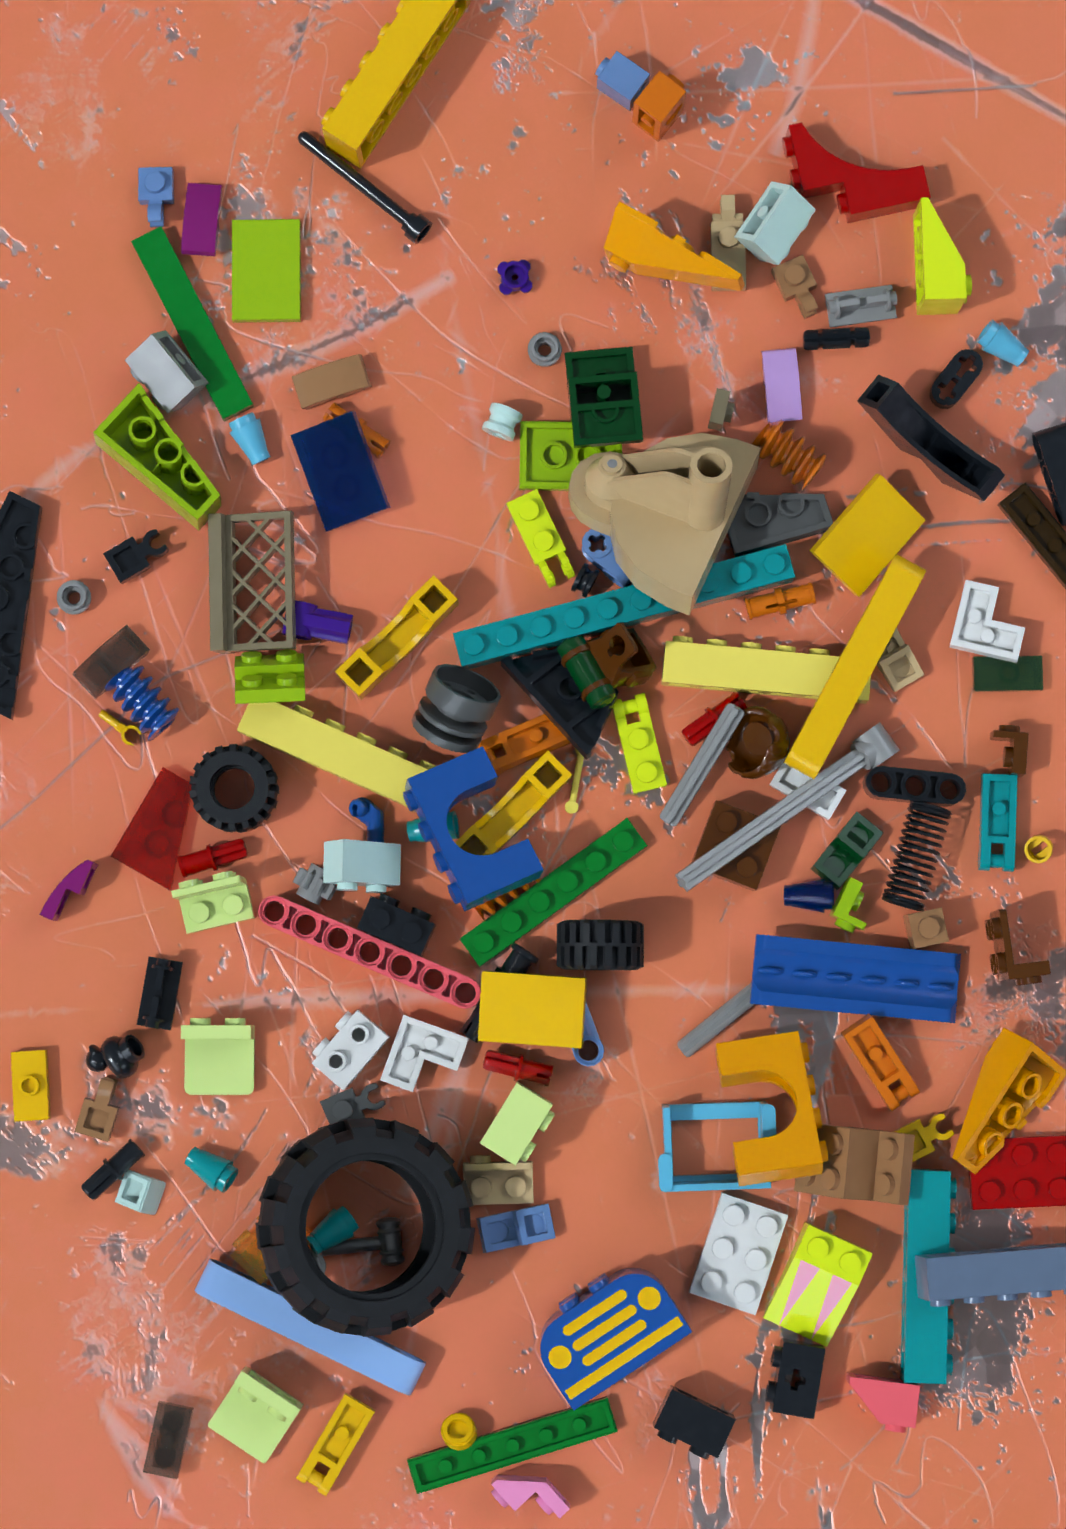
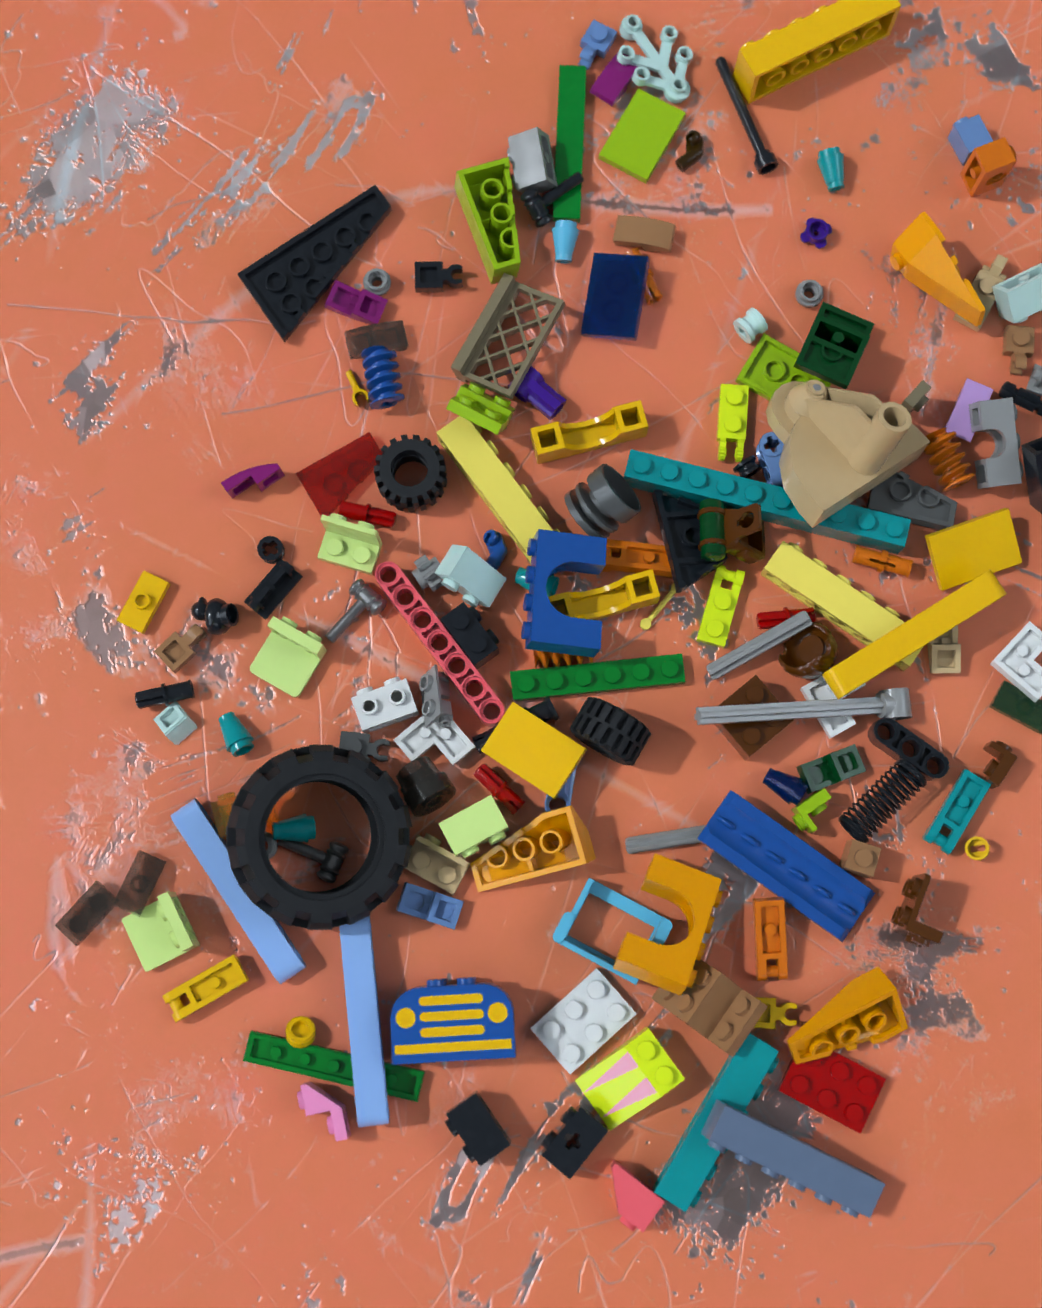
camera: 30 degrees right, 5 degrees down
(64, 633) = (355, 304): none -> magenta slope
(126, 944) = (270, 541): none -> black bush
(199, 415) = (538, 205): none -> black piece
(204, 1378) = (139, 883): none -> clear smoke plate
(234, 178) = (674, 85): none -> light aqua plant
(264, 947) = (366, 598): none -> flat silver piece
(332, 257) = (694, 151): none -> dark brown arm
(390, 1002) = (434, 688): none -> light grey hinge
(441, 1110) = (424, 786): none -> clear smoke piece
(492, 195) = (832, 168): none -> teal cone
(520, 1386) = (364, 1024): none -> light blue beam
(596, 1105) = (543, 846): none -> light orange wedge
(850, 429) = (997, 419): none -> light grey arch

